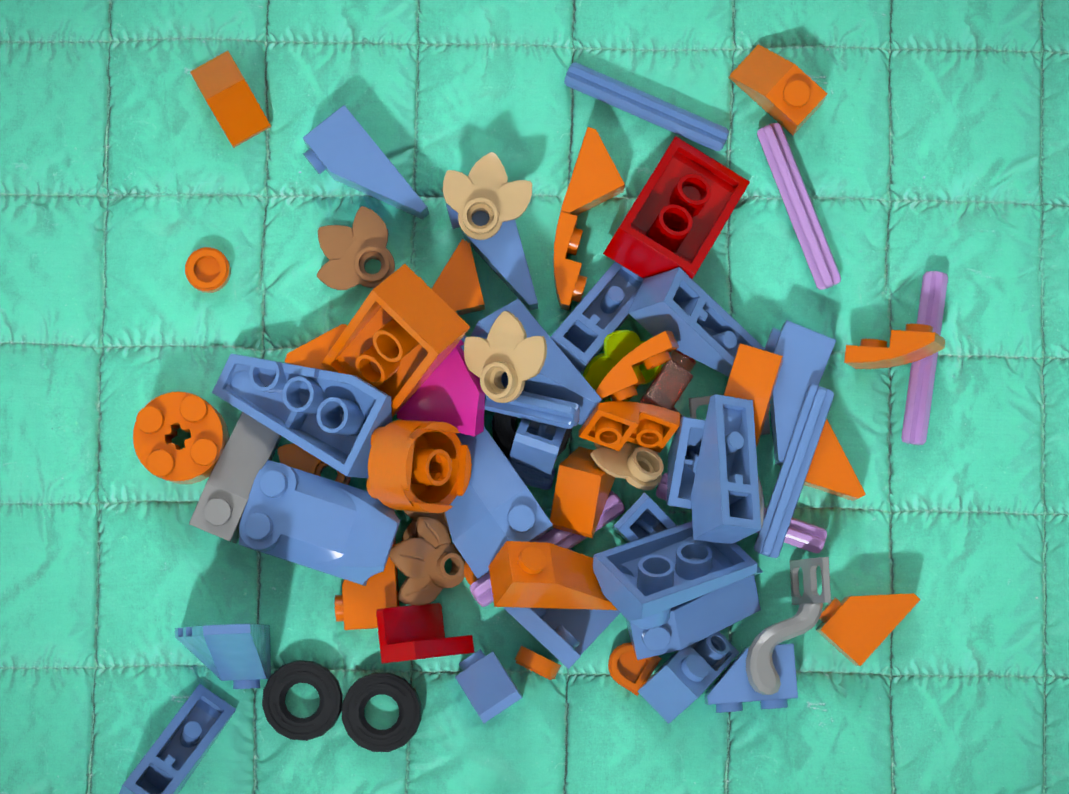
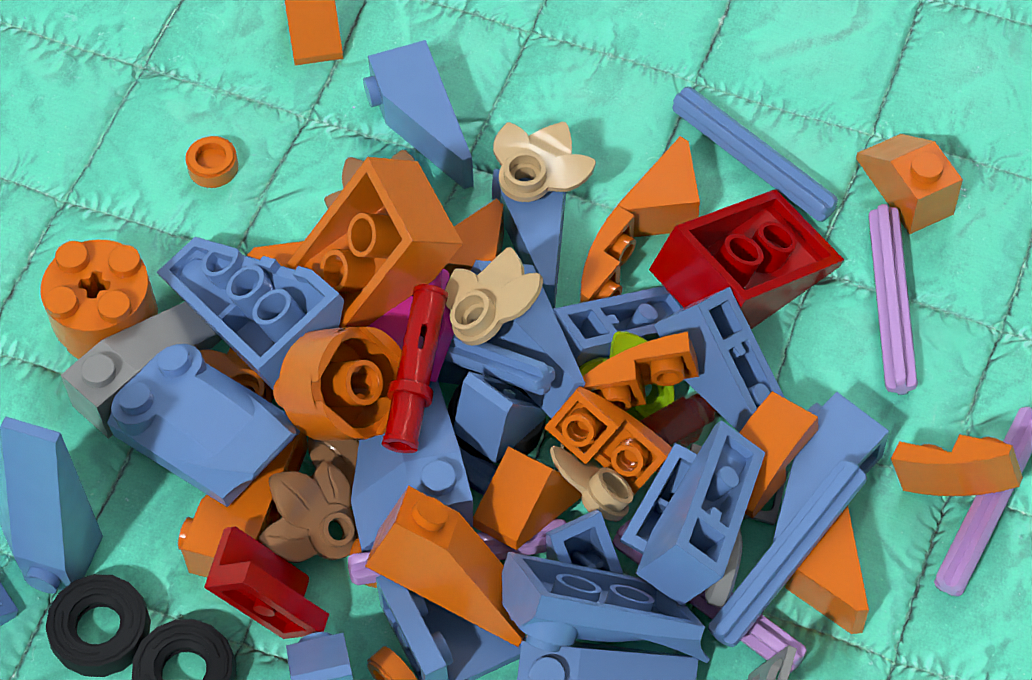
camera: 20 degrees right, 25 degrees down
(471, 438) = (411, 389): none -> red pin

